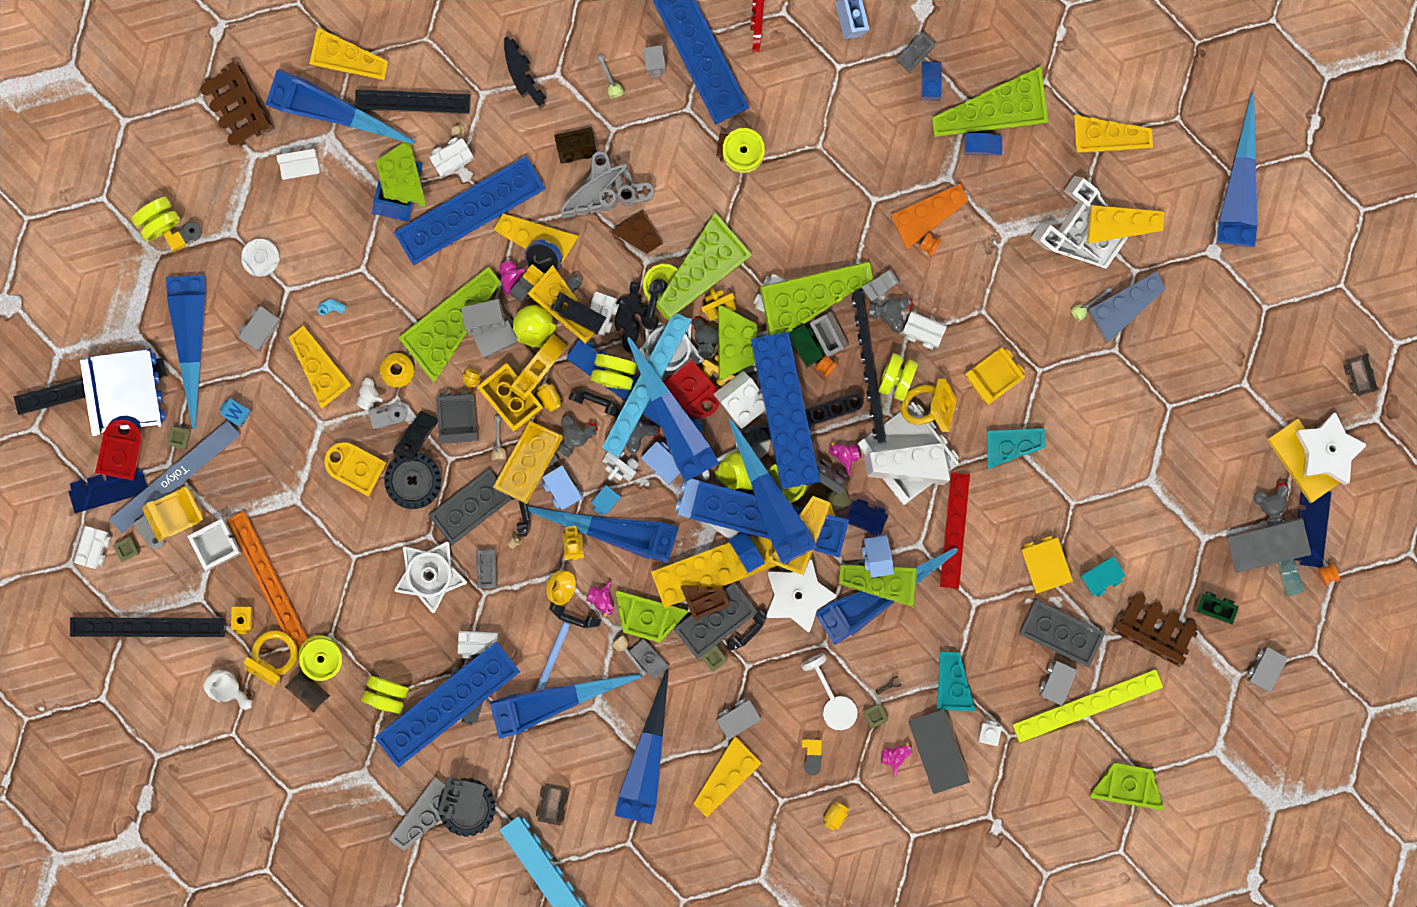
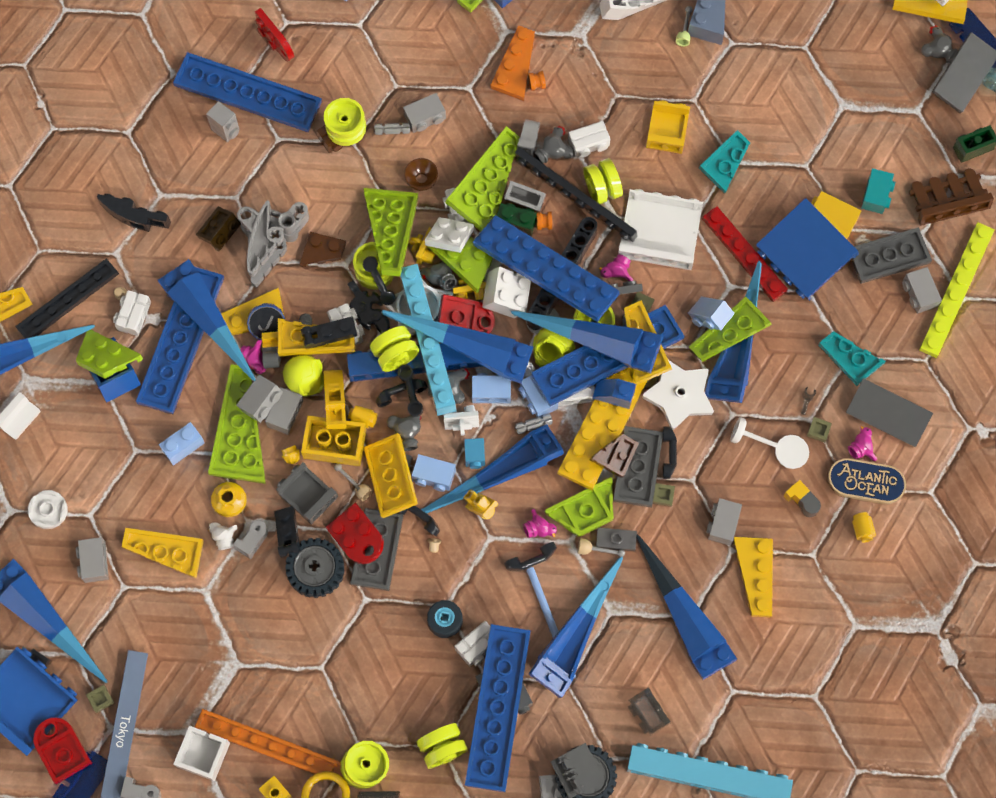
camera: 40 degrees left, 15 degrees down
(173, 513) = (146, 759): yellow panel -> none
(235, 412) = (128, 639): dark azure brick -> none
(329, 306) = (134, 497): medium azure arm -> none
(355, 467) = (261, 597): yellow plate -> none
(398, 297) = (181, 443): none -> light blue brick
(418, 564) = (392, 612): white plate -> none
(464, 483) = (355, 534): none -> red plate
(471, 604) = (447, 625): none -> black wheel
(486, 568) = (431, 582): flat silver plate -> none
(506, 184) = (190, 293): none -> blue plate
(564, 589) = (500, 544): yellow piece -> none
(592, 427) = (406, 374): none -> black bar
(614, 89) = (212, 168): hinge -> none
(670, 517) = (533, 423): none -> light grey axle
(740, 315) = (449, 234): none -> white plate
(774, 234) = (417, 167): none -> reddish brown piece
(782, 181) = (392, 128): none -> light grey axle
(817, 193) = (424, 113): none -> light grey brick
(867, 518) = (675, 297): clear blue brick -> none
(873, 785) = (866, 481): none -> tile
(918, 463) = (670, 229): white wedge -> none
(942, 405) = (651, 174): yellow tile -> none
(989, 733) = (911, 367): white brick -> none
(1000, 573) = (806, 249): none -> blue panel

